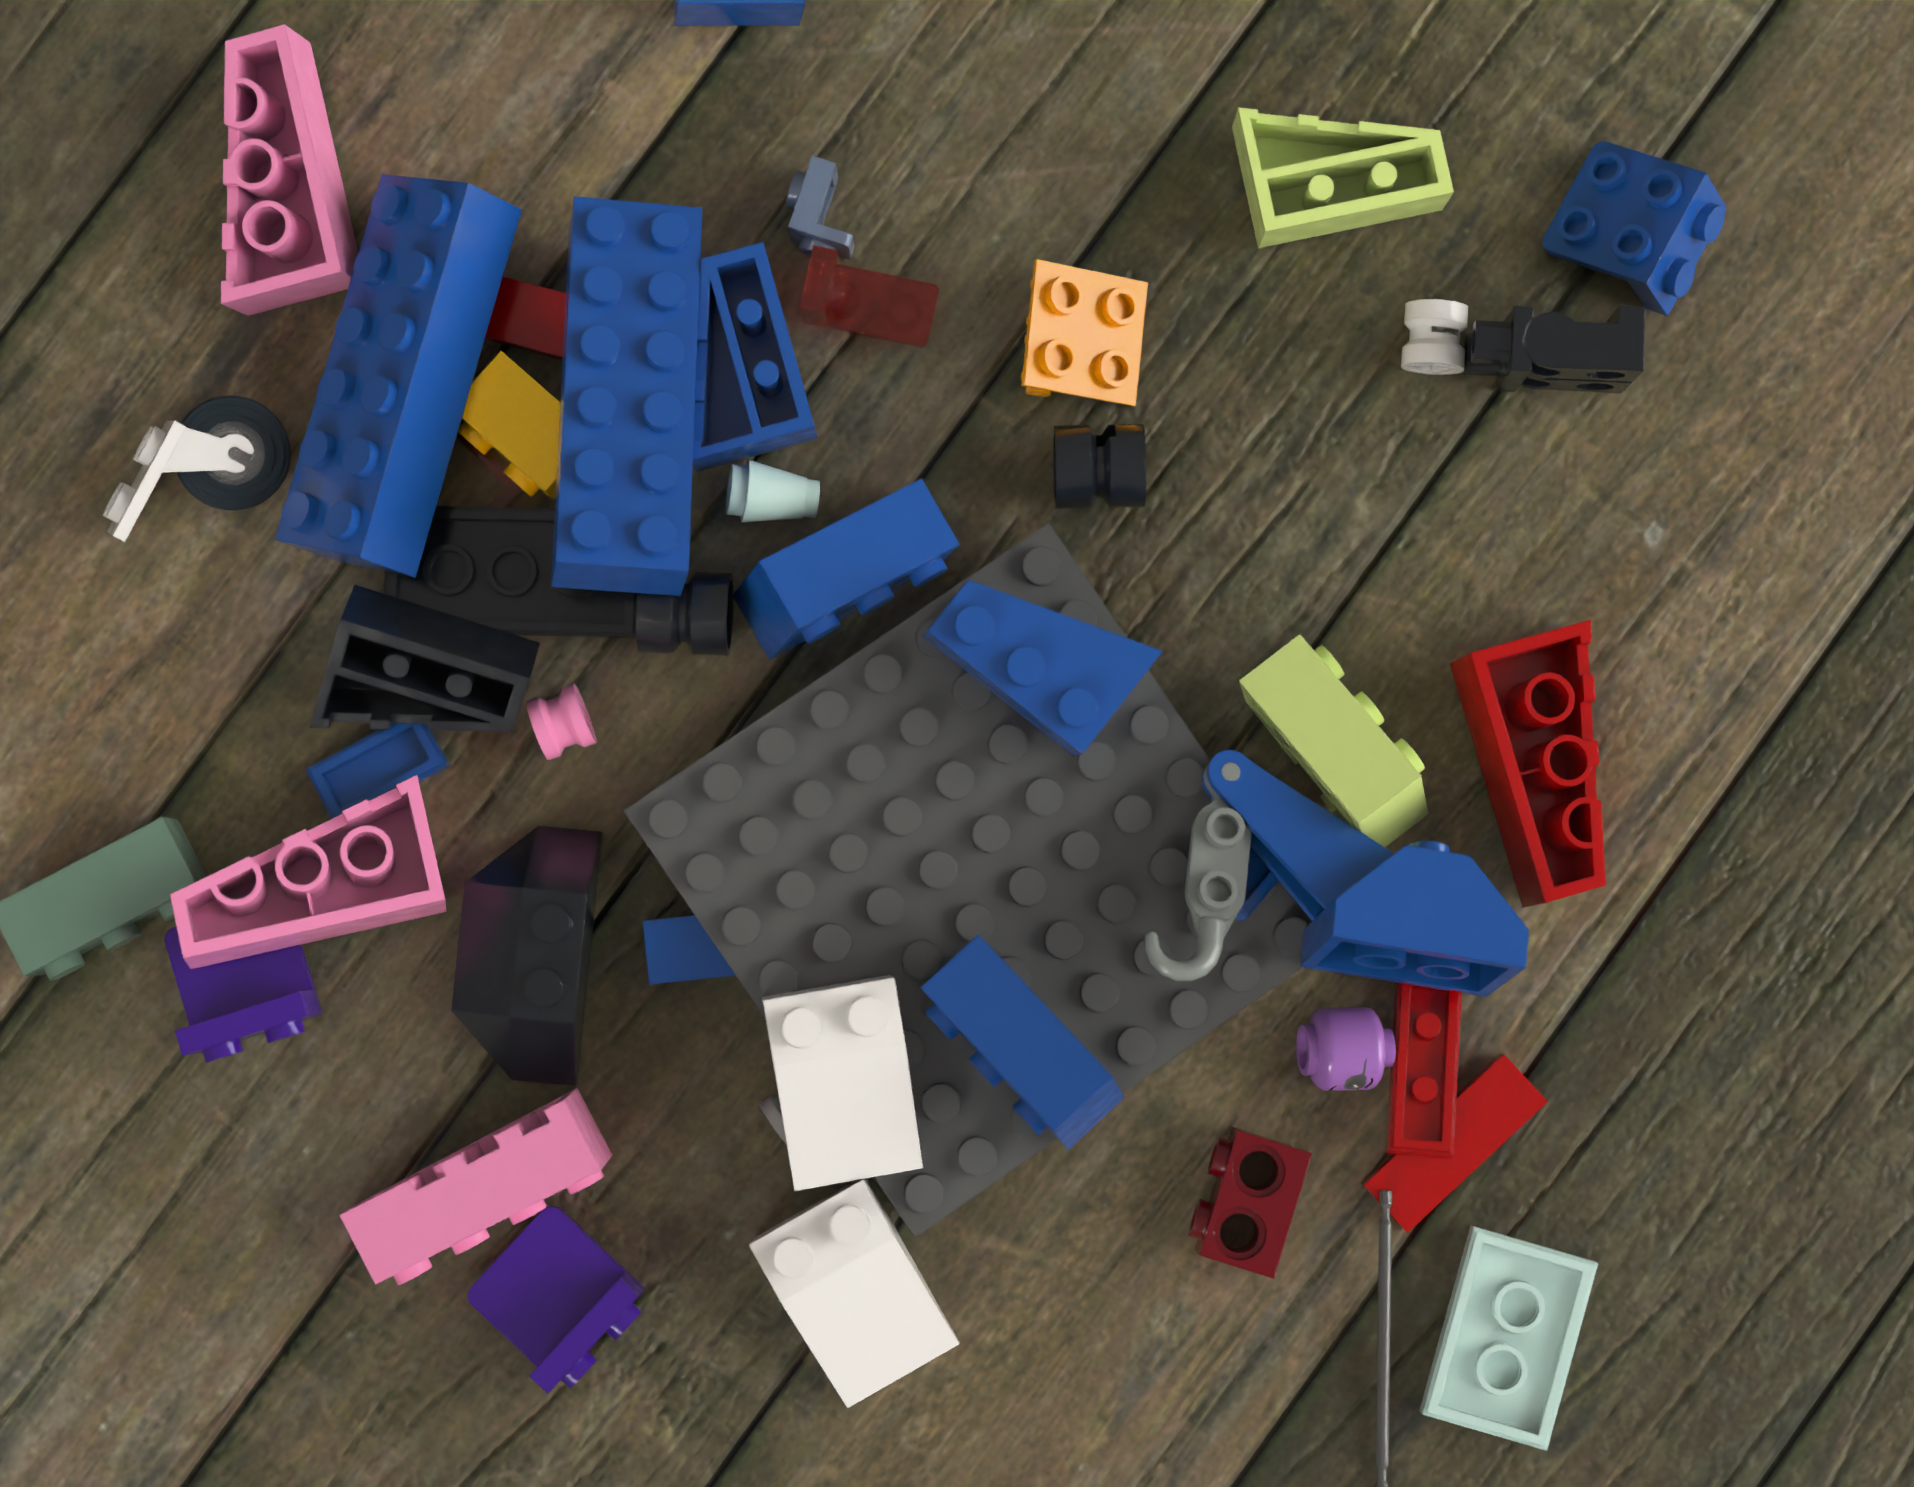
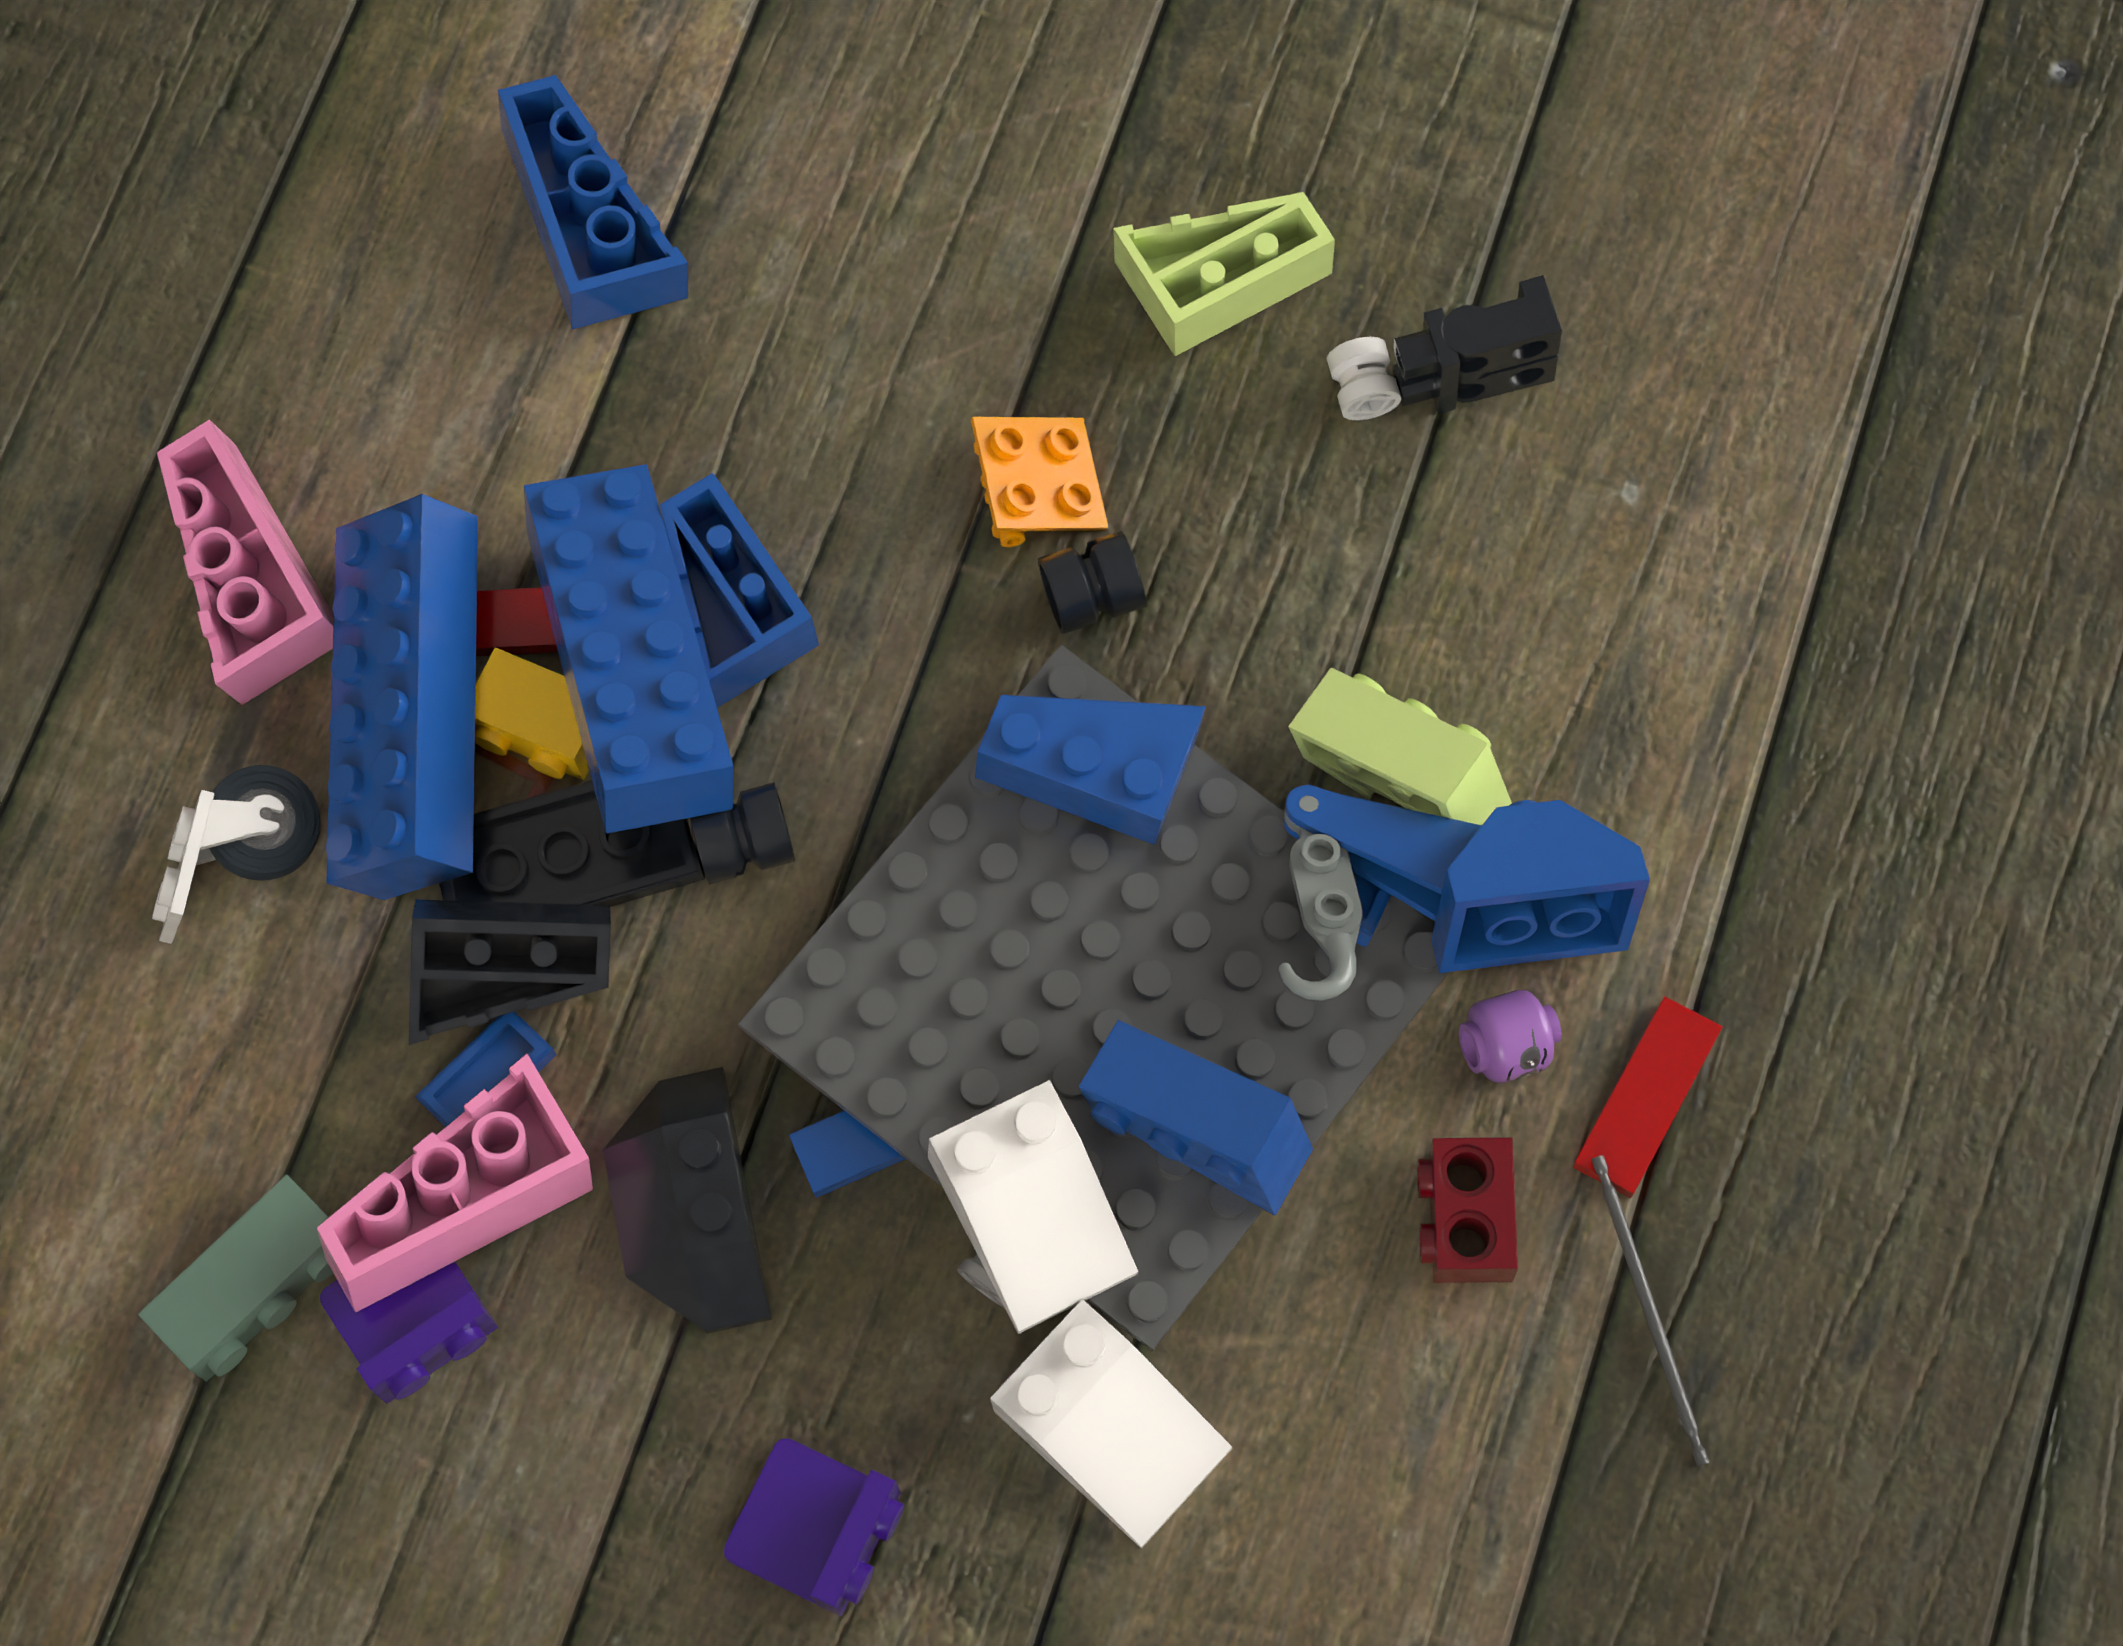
camera: 15 degrees left, 15 degrees down
(478, 1187) = (704, 1438): bright pink wedge -> none
(561, 722) = (652, 972): bright pink wheel -> none
(768, 493) = (788, 705): light aqua cone -> none
(810, 200) = (745, 436): sand blue bracket -> none
(845, 569) = (879, 747): blue wedge -> none
(867, 301) = (825, 509): clear red bracket -> none
(1424, 1072) = (1594, 1036): red tile -> none
(1508, 1337) = (1769, 1266): light aqua tile -> none
(1539, 757) = (1594, 709): red wedge -> none
(1637, 222) = (1514, 223): blue bracket -> none

